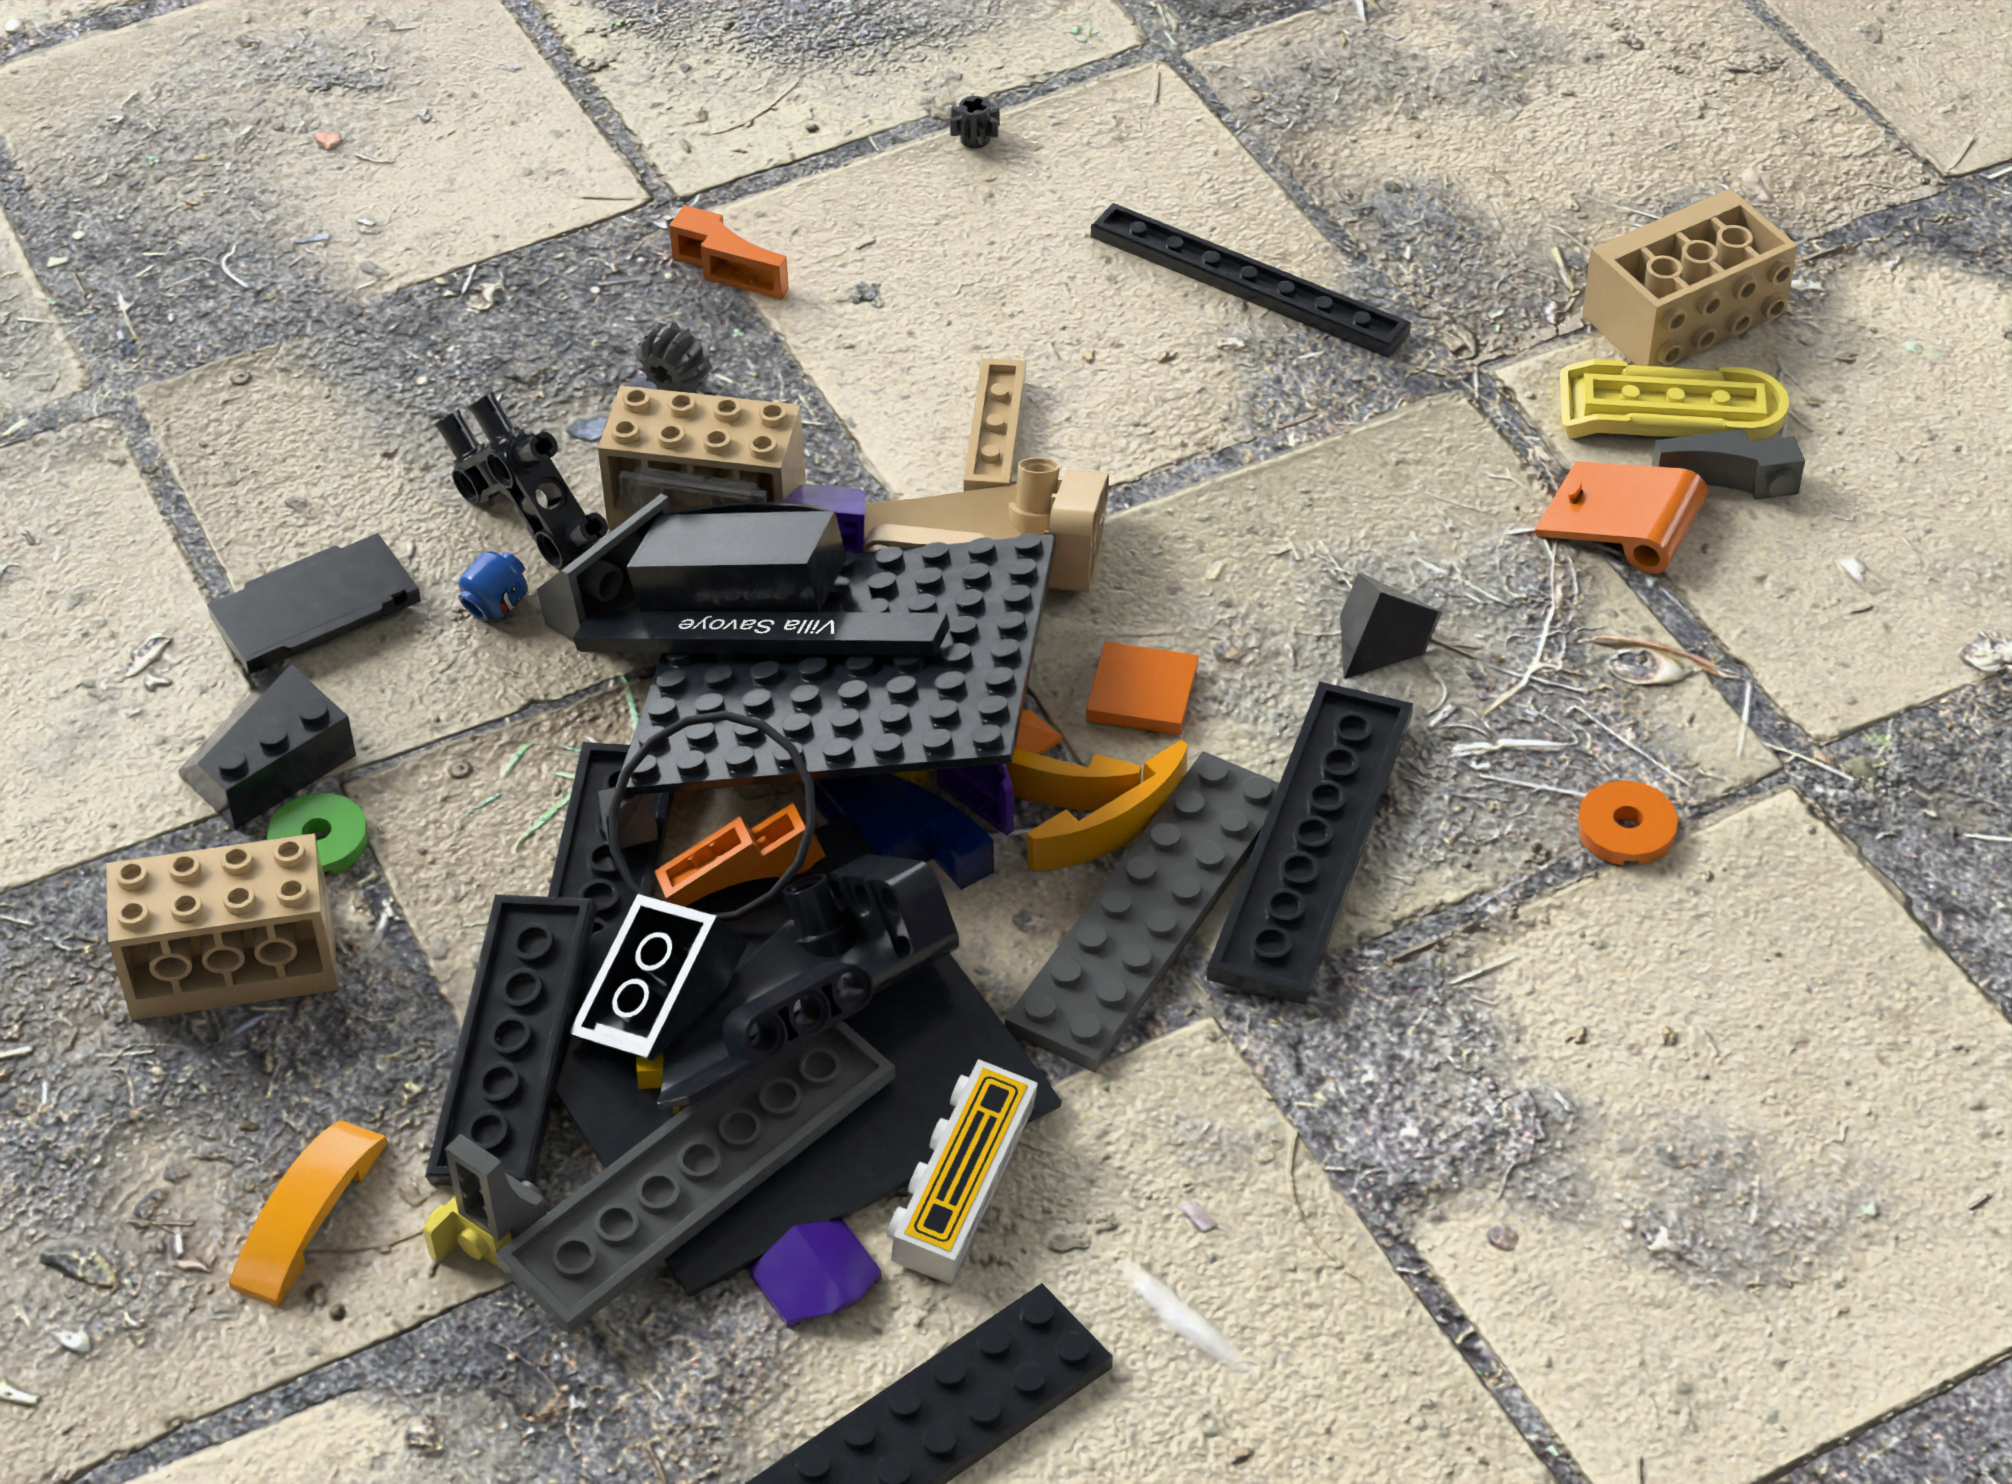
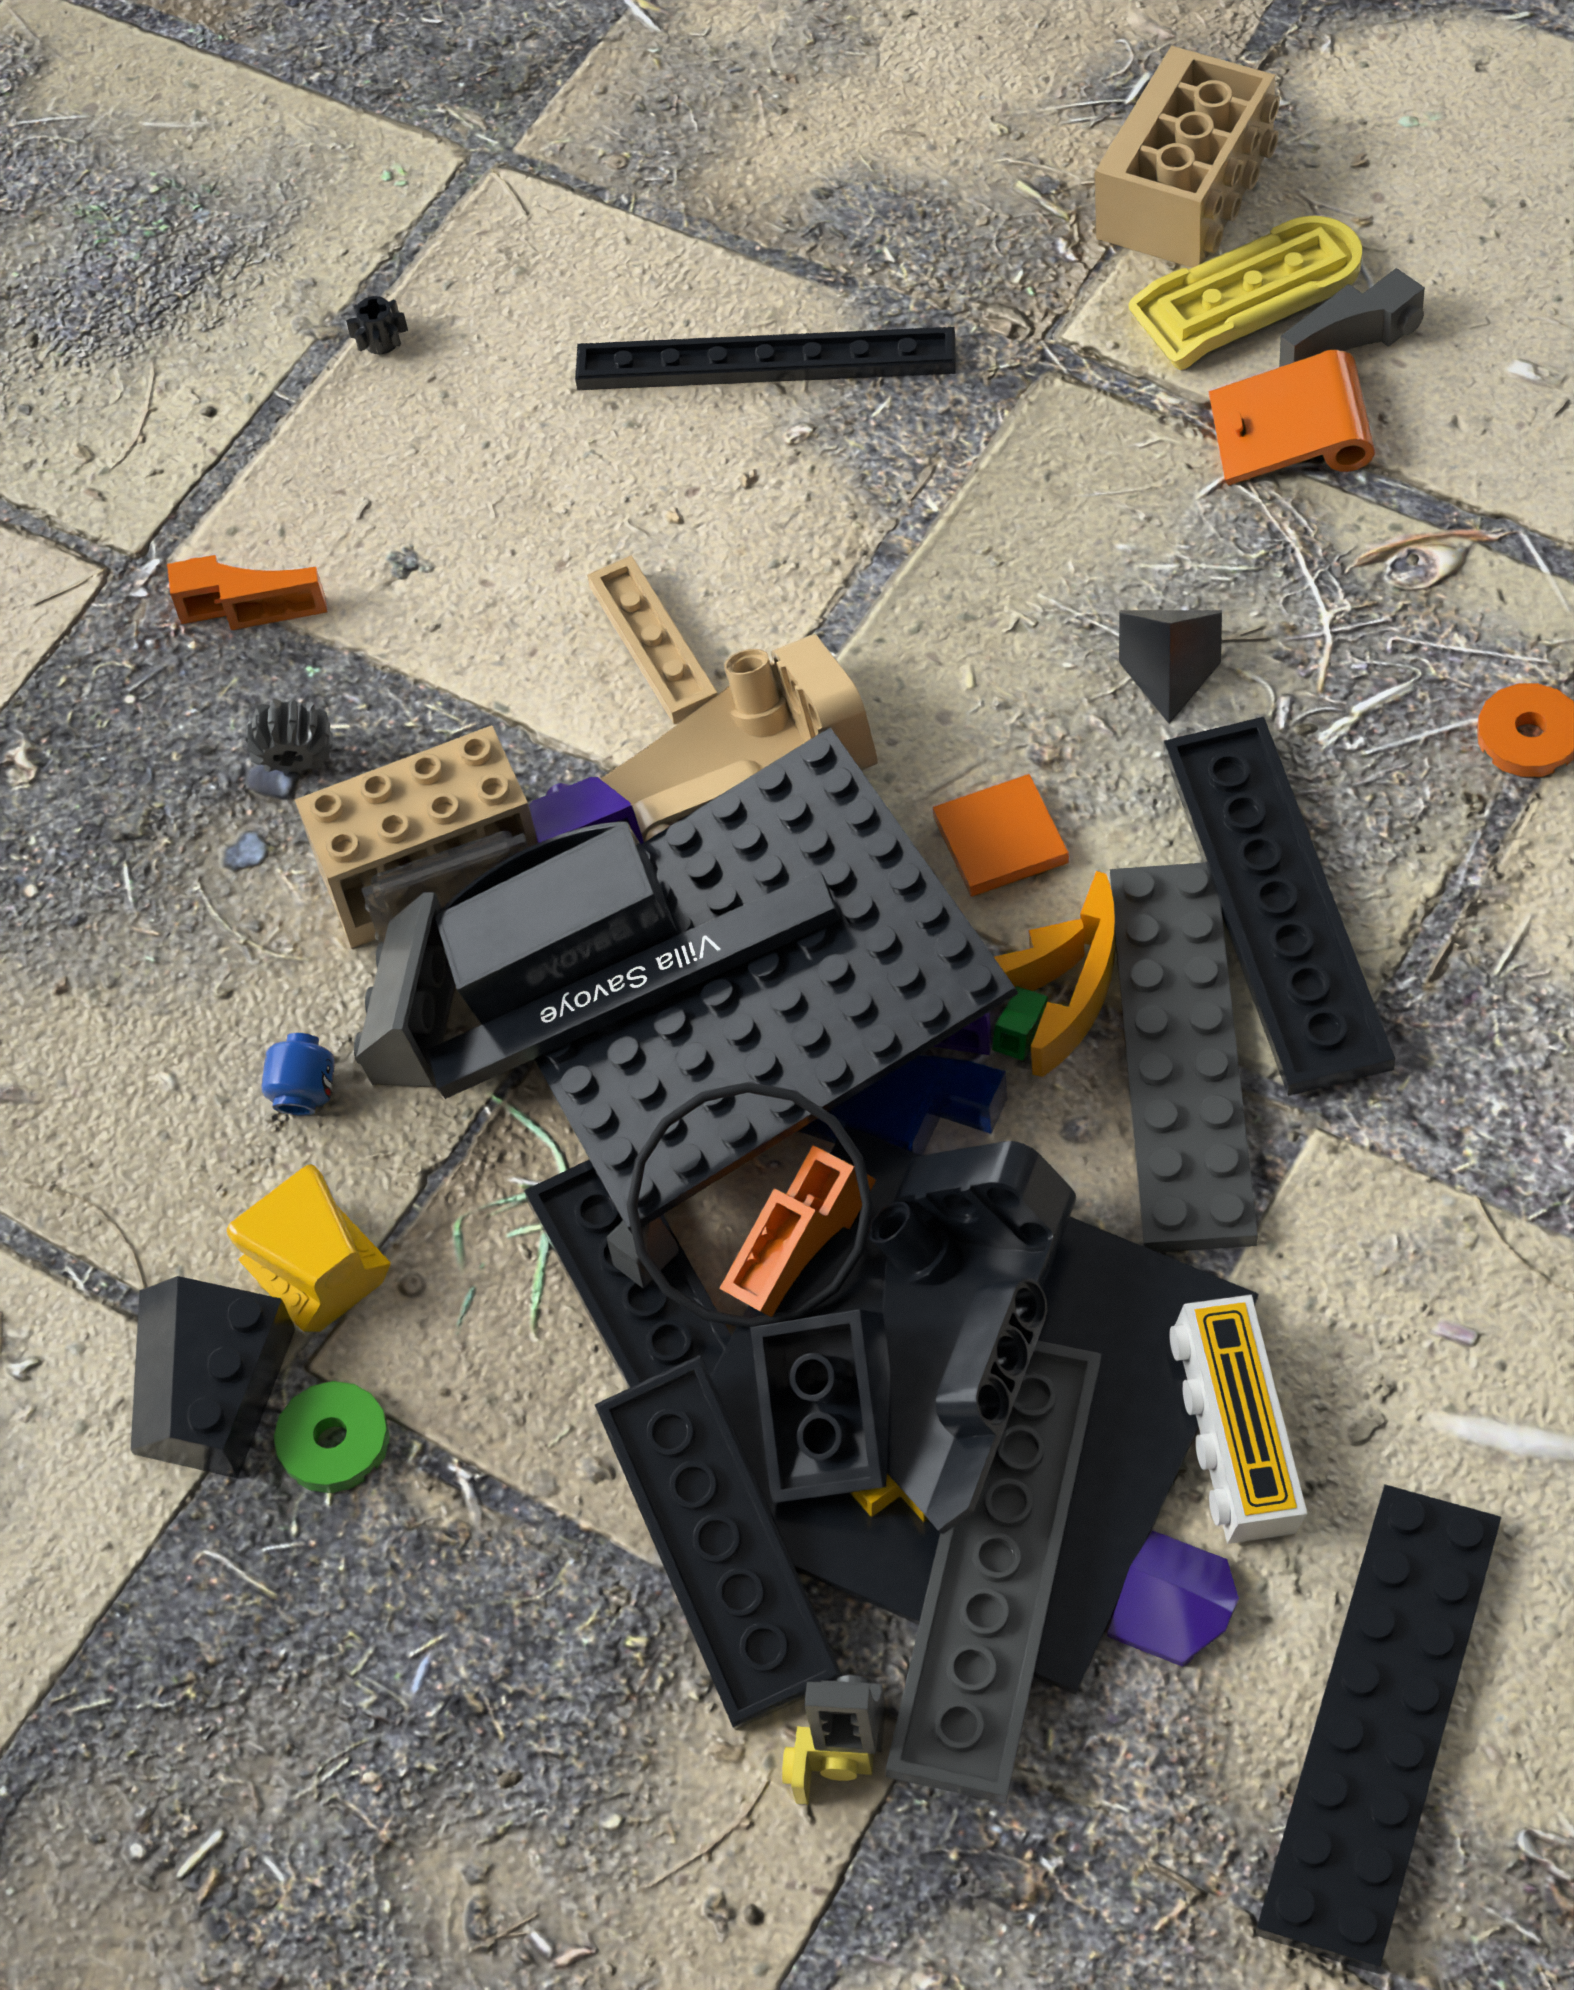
camera: 25 degrees left, 10 degrees up
(221, 926) = (341, 1594): tan brick -> none
(299, 1206) = (643, 1833): light orange slope -> none
(313, 602) = (124, 1193): piece -> none
(399, 699) = (307, 1251): none -> yellow piece
(518, 465) = (251, 940): black pin -> none
(1034, 814) = (1019, 1023): none -> green piece

